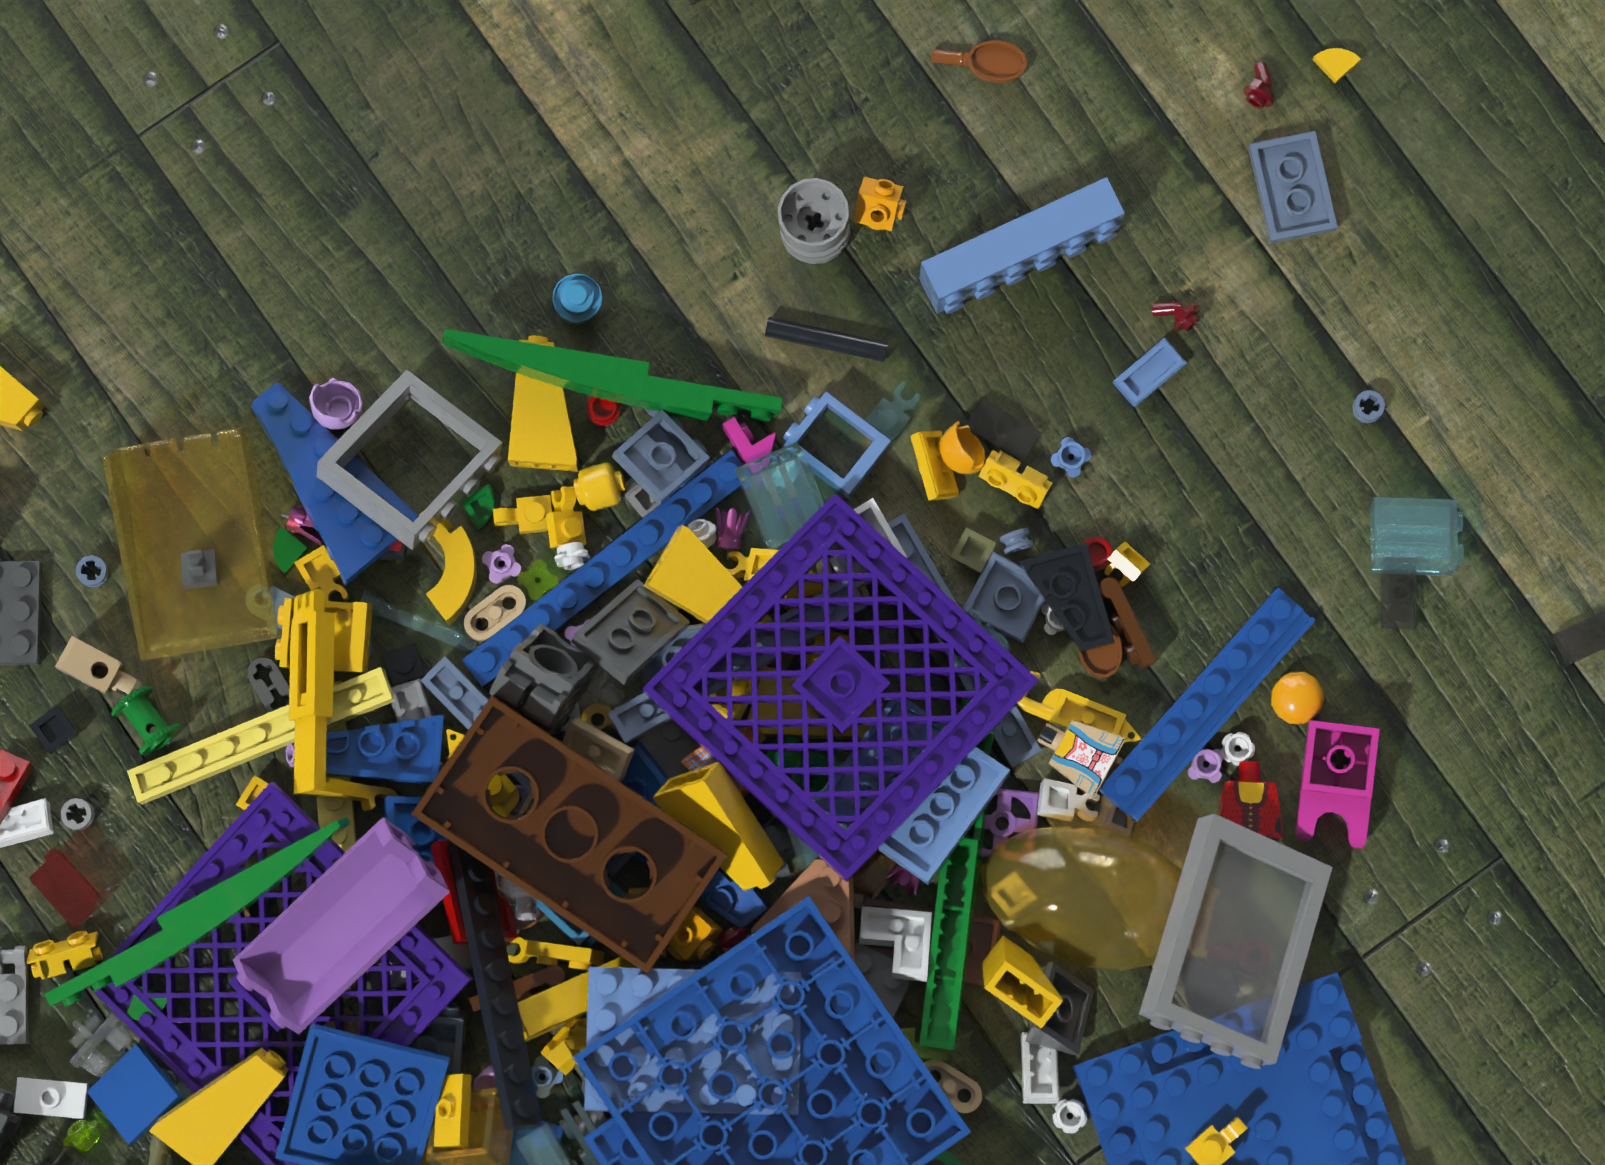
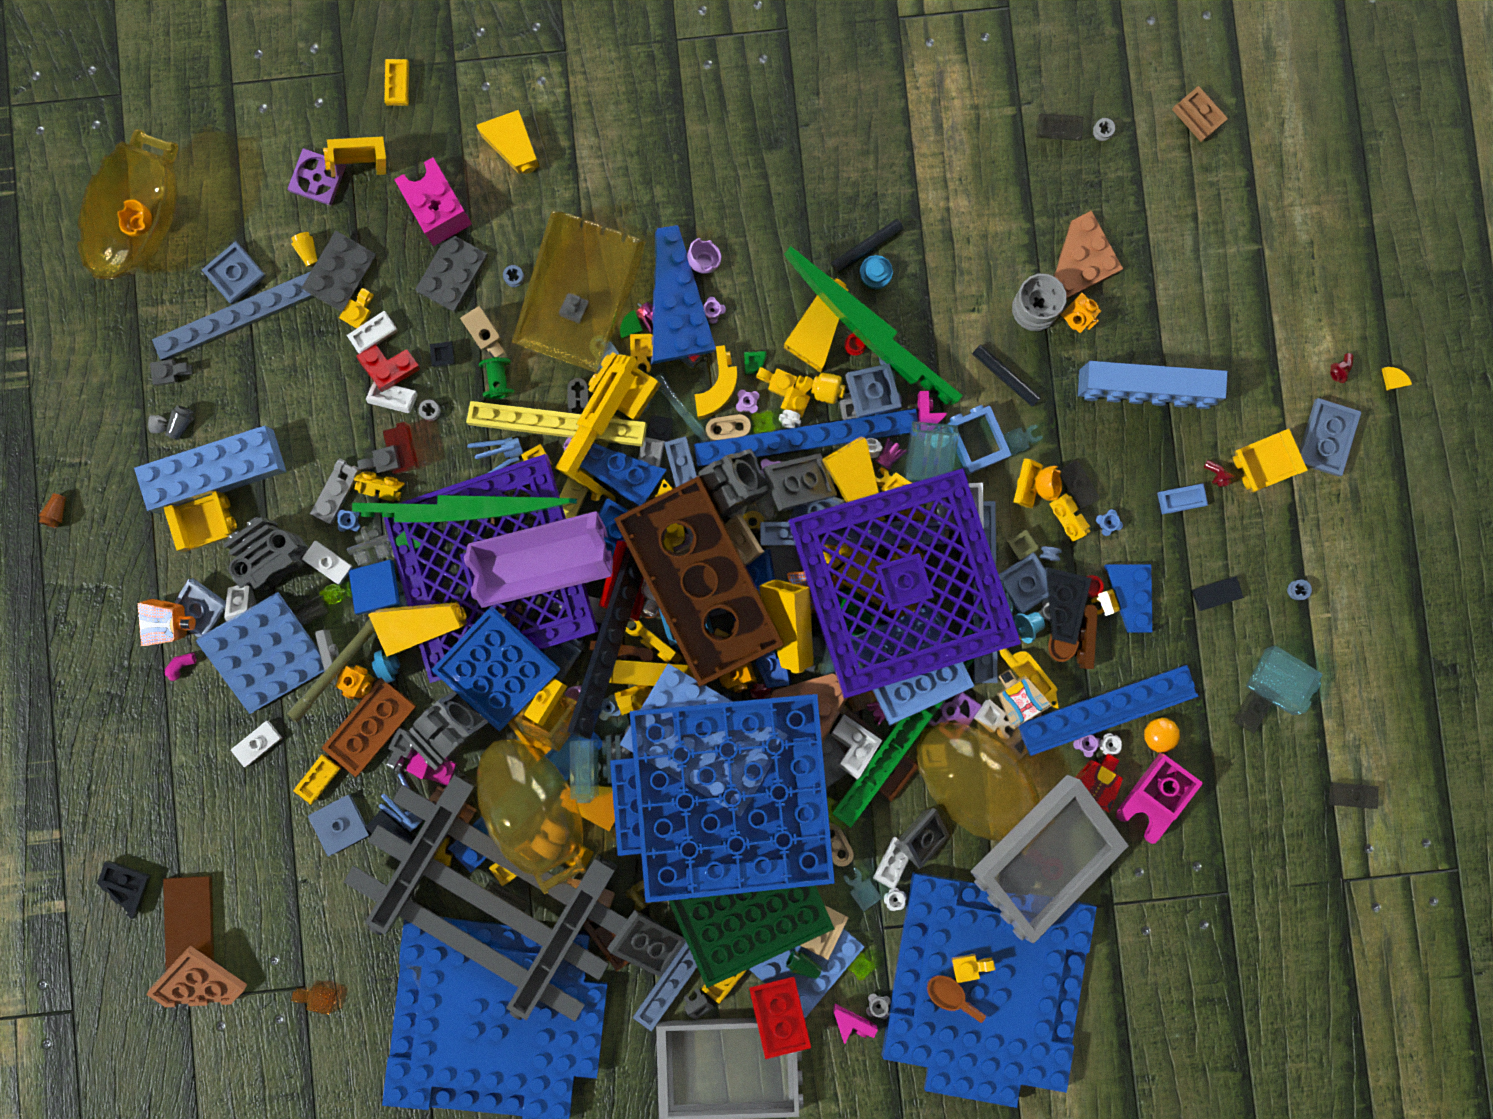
camera: 30 degrees right, 5 degrees up
(39, 1021) = (342, 520): none -> medium blue plate
(52, 916) = (384, 460): none -> dark grey plate
(216, 803) = (510, 449): none -> medium blue plant
(395, 464) = (719, 309): none -> lavender plate
(410, 533) = (720, 277): light grey window -> none
(546, 271) = (867, 246): none -> black piece
(843, 127) = (1085, 256): none -> nougat plate
(987, 60) = (1191, 264): dark orange piece -> none
(1020, 982) = (910, 811): yellow slope -> none
(1022, 1130) = (864, 892): none -> clear light blue plate
(1040, 652) = (1028, 626): none -> medium azure piece
(1156, 534) = (1134, 595): none -> blue wing
(1232, 261) = (1269, 461): none -> yellow panel
(1264, 471) = (1217, 593): none -> black tile

